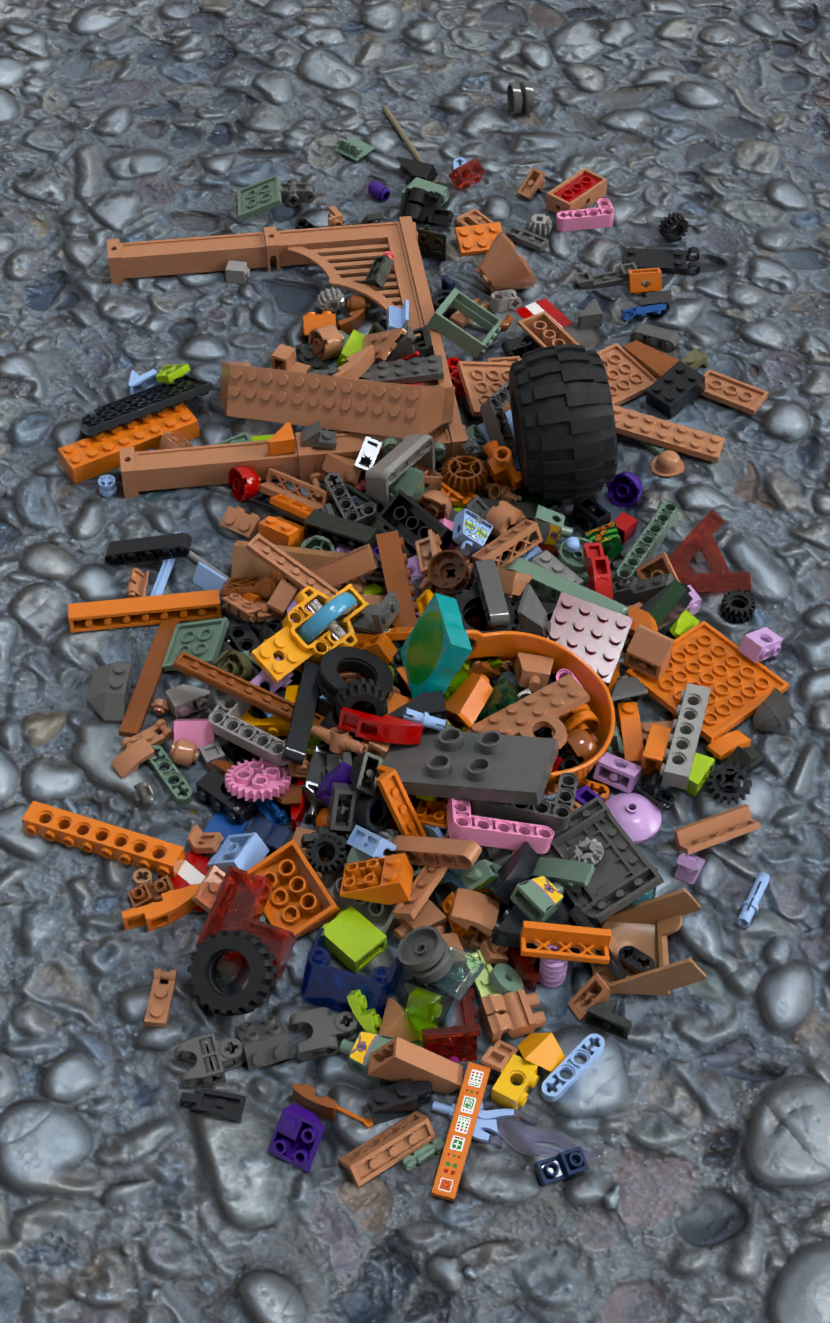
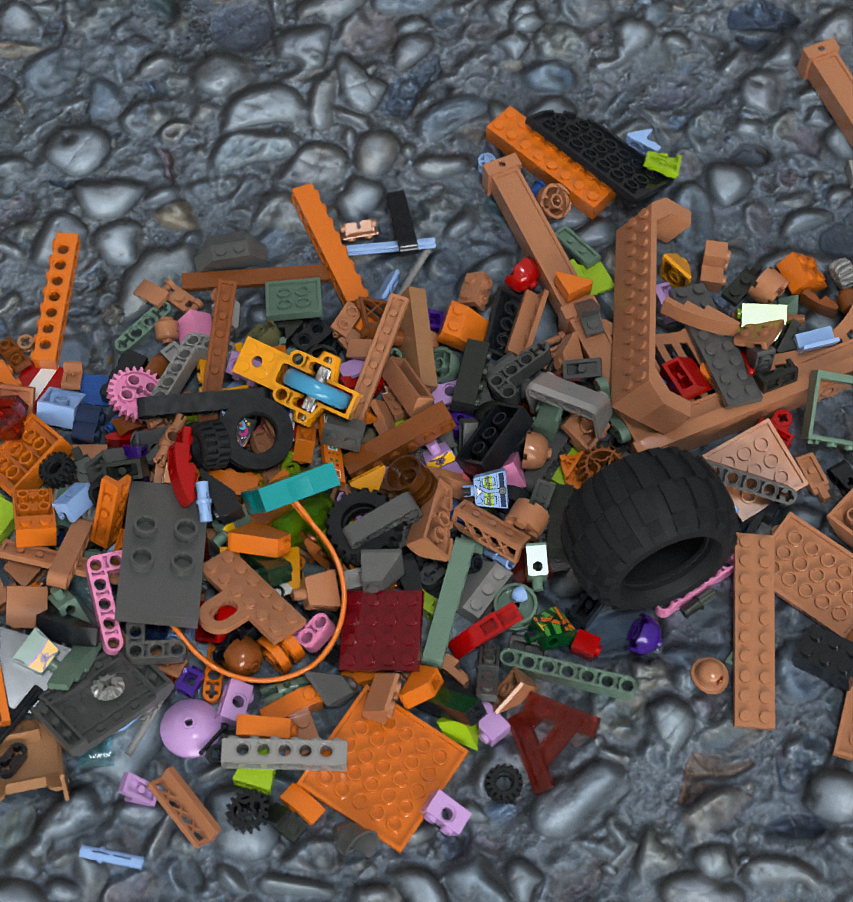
camera: 75 degrees right, 15 degrees up
(291, 506) = (502, 329): orange tile -> none
(426, 549) = (448, 459): nougat bracket -> none

